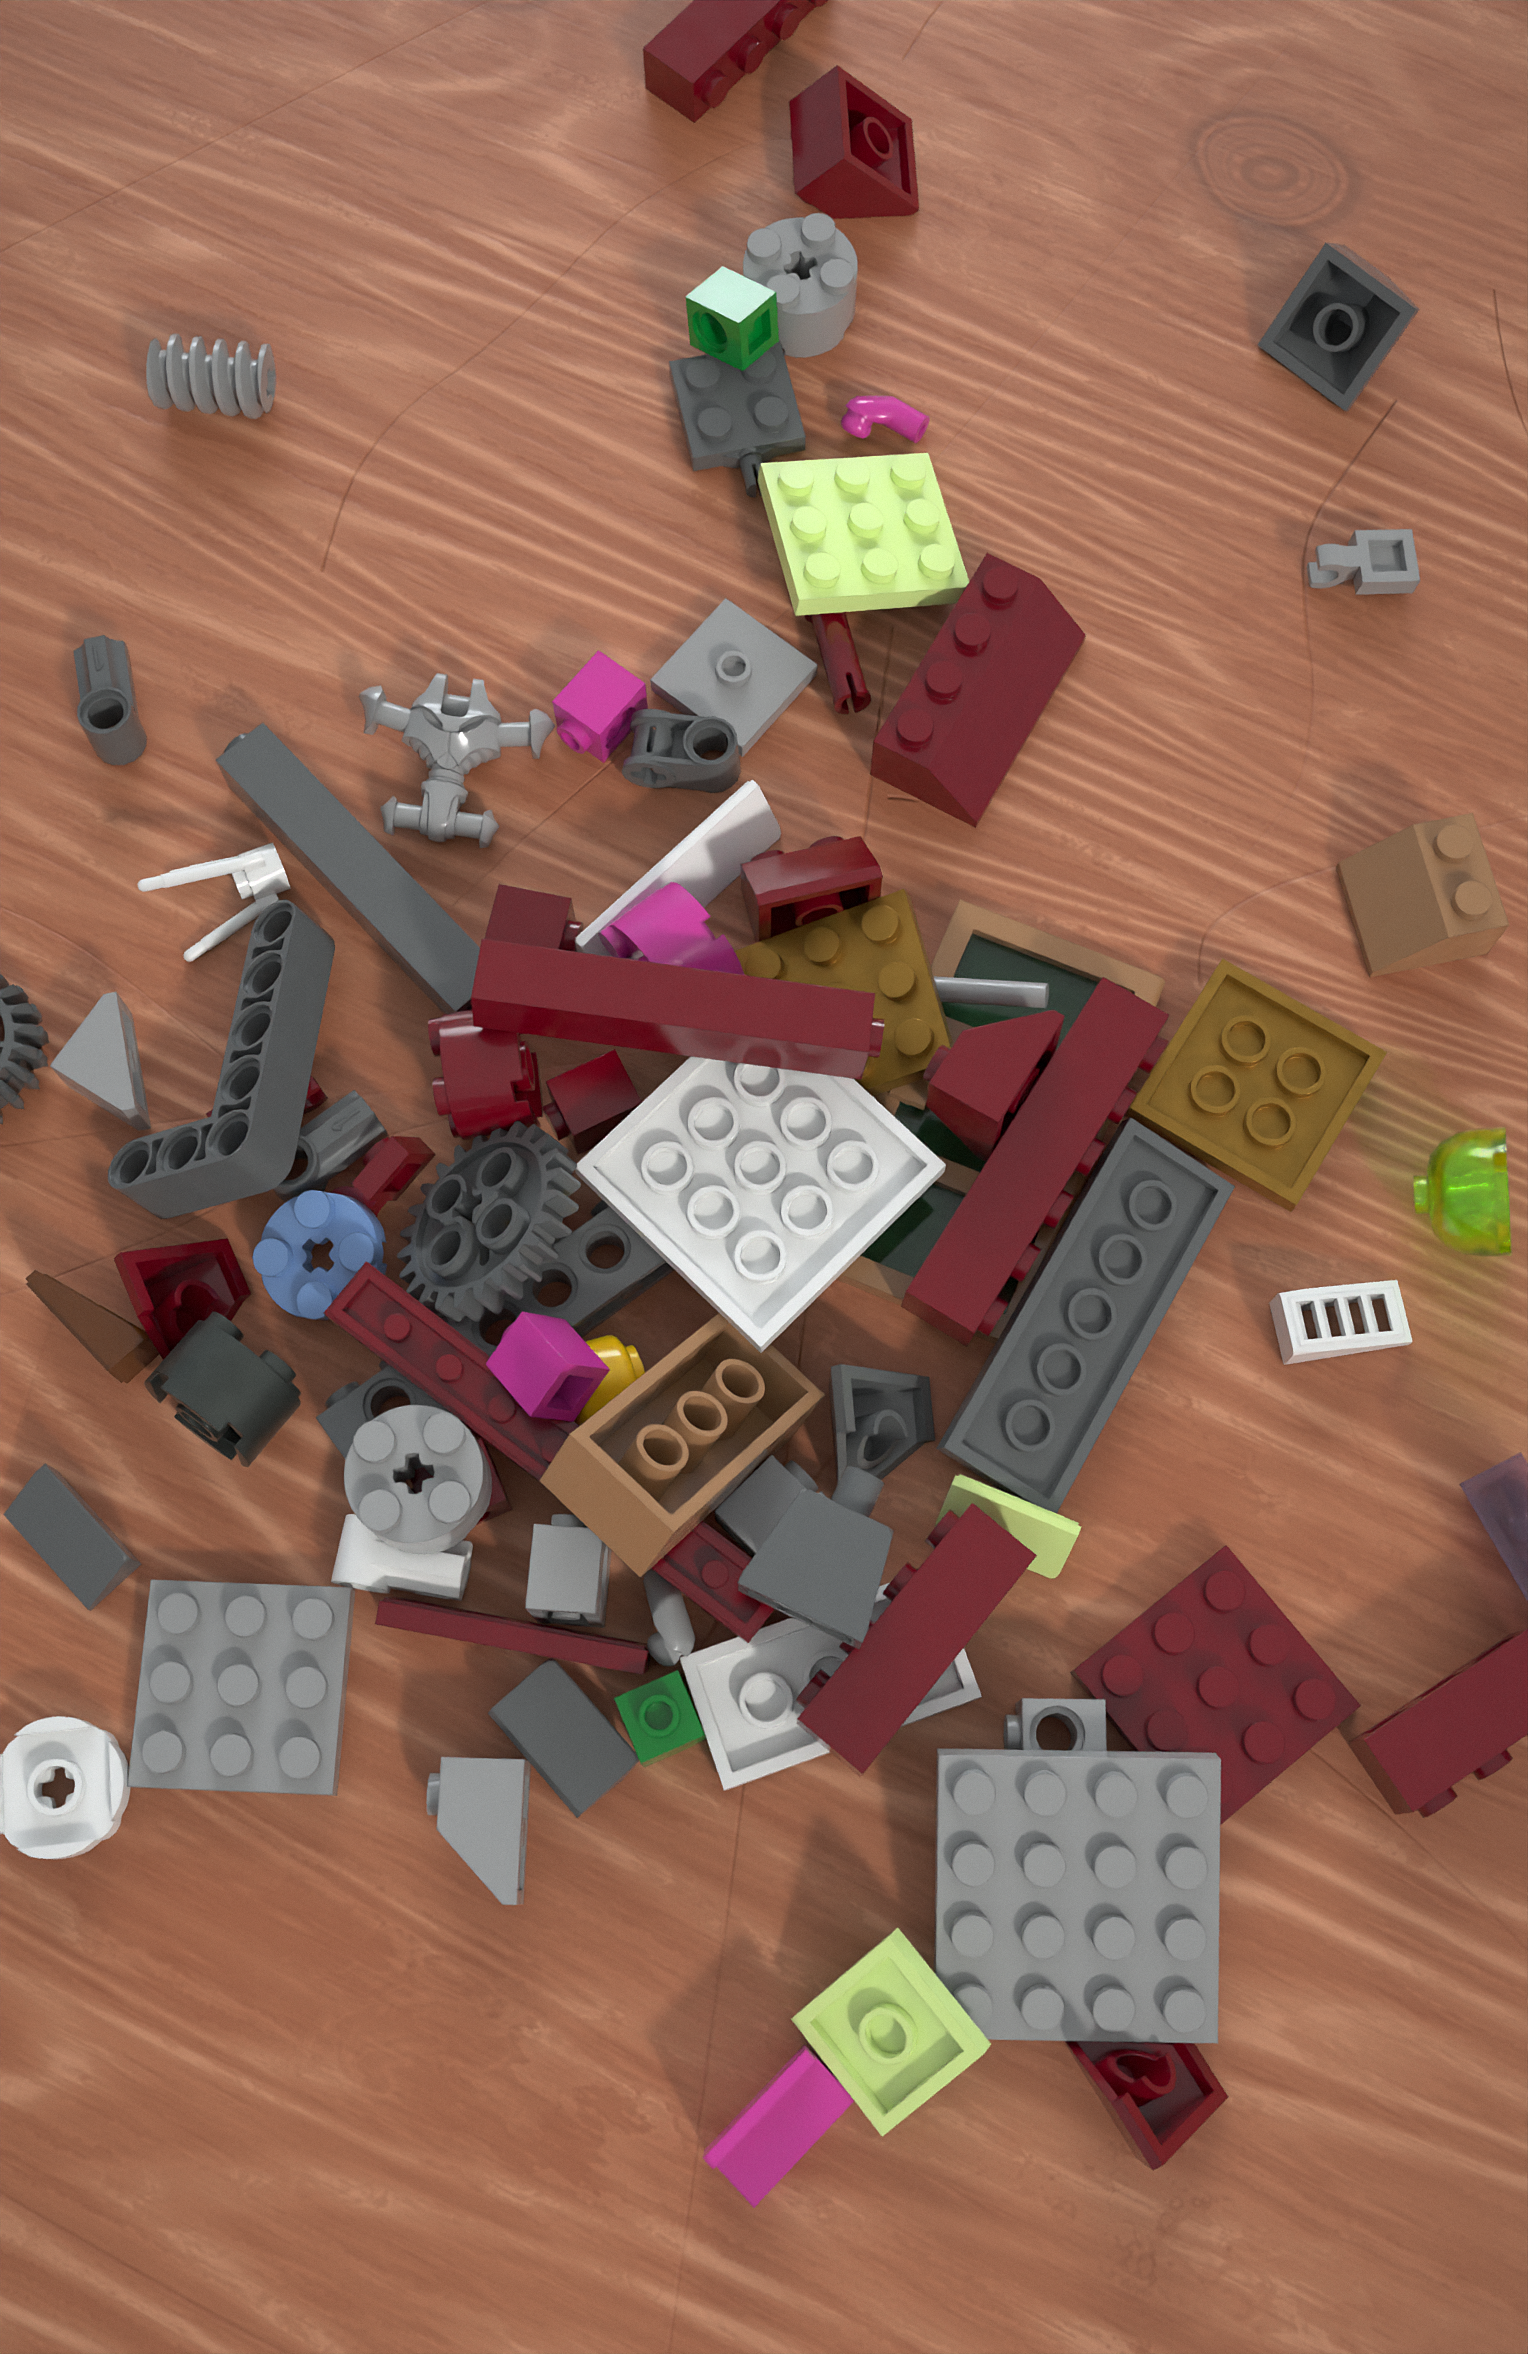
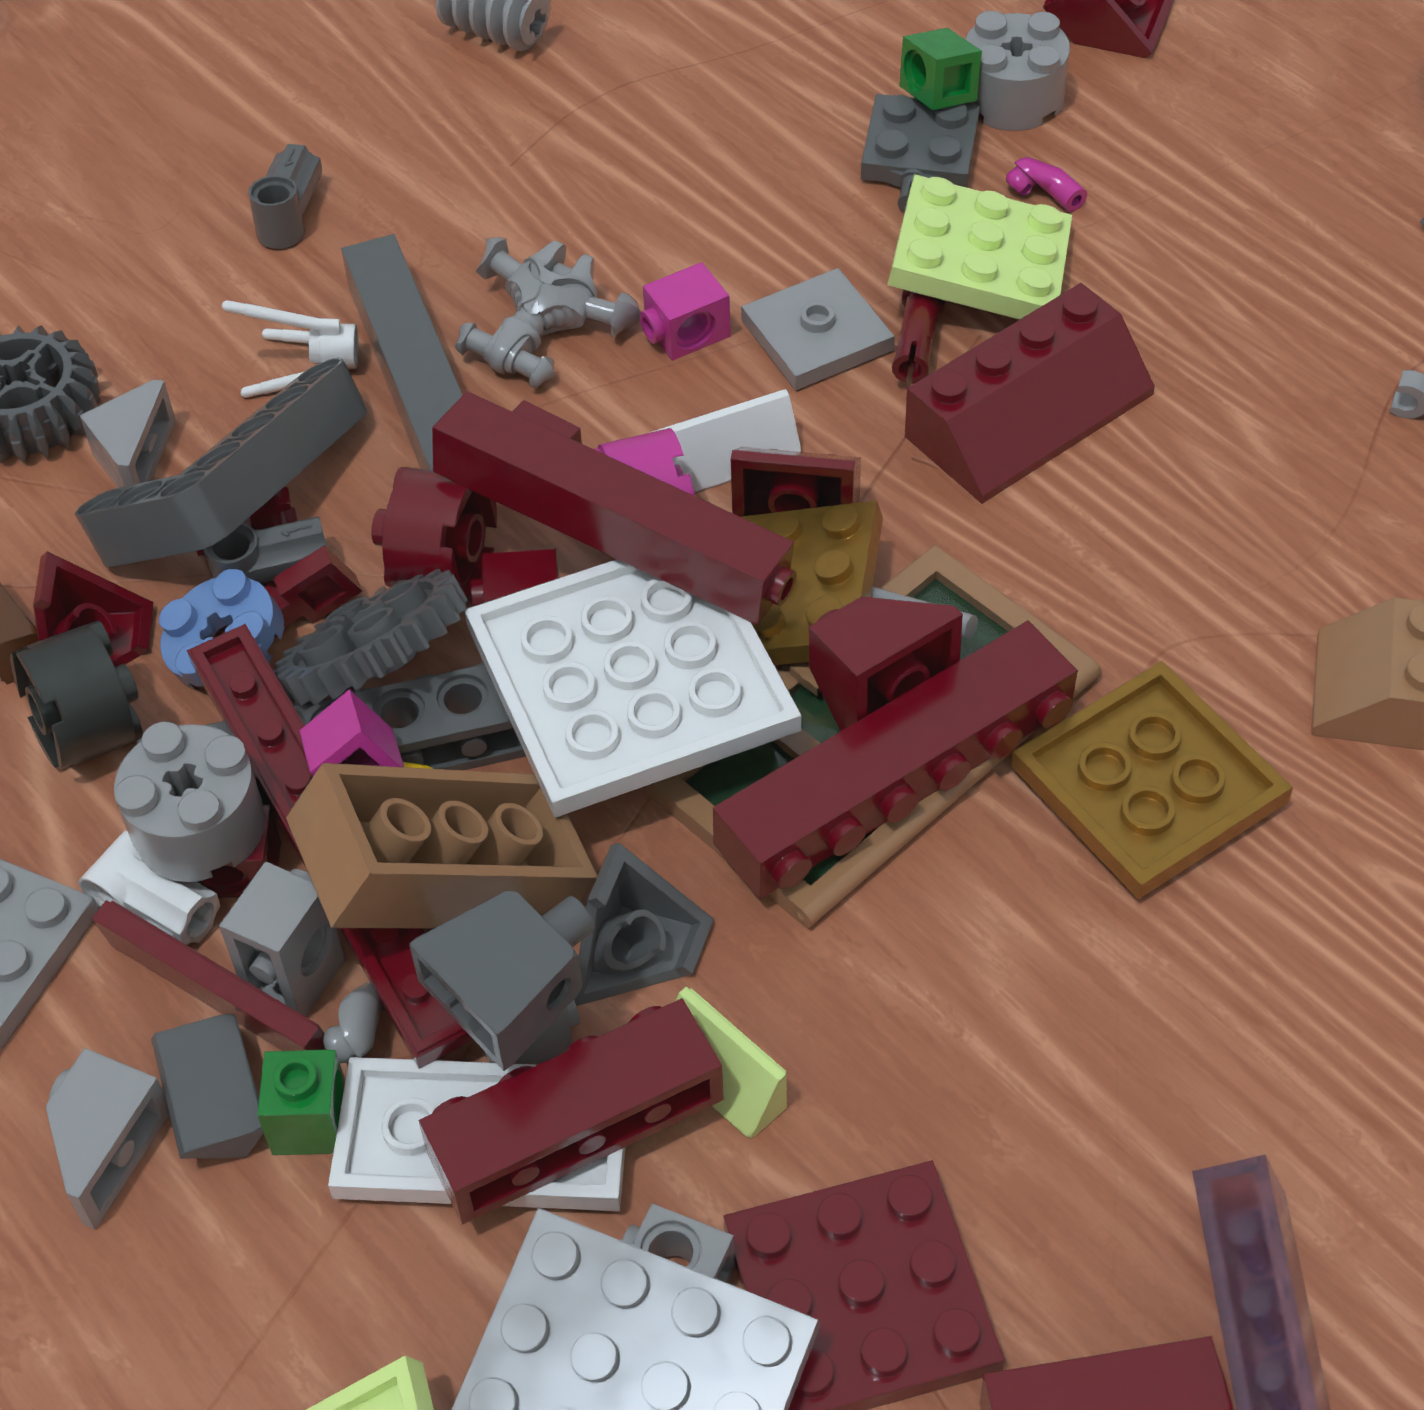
camera: 25 degrees right, 20 degrees down
(676, 752) = (742, 361): dark grey piece -> none
(1086, 1318) = (885, 909): dark grey plate -> none
(1292, 1334) = (1121, 1024): white slope -> none
(1468, 1192) = (1326, 928): clear neon green cylinder -> none

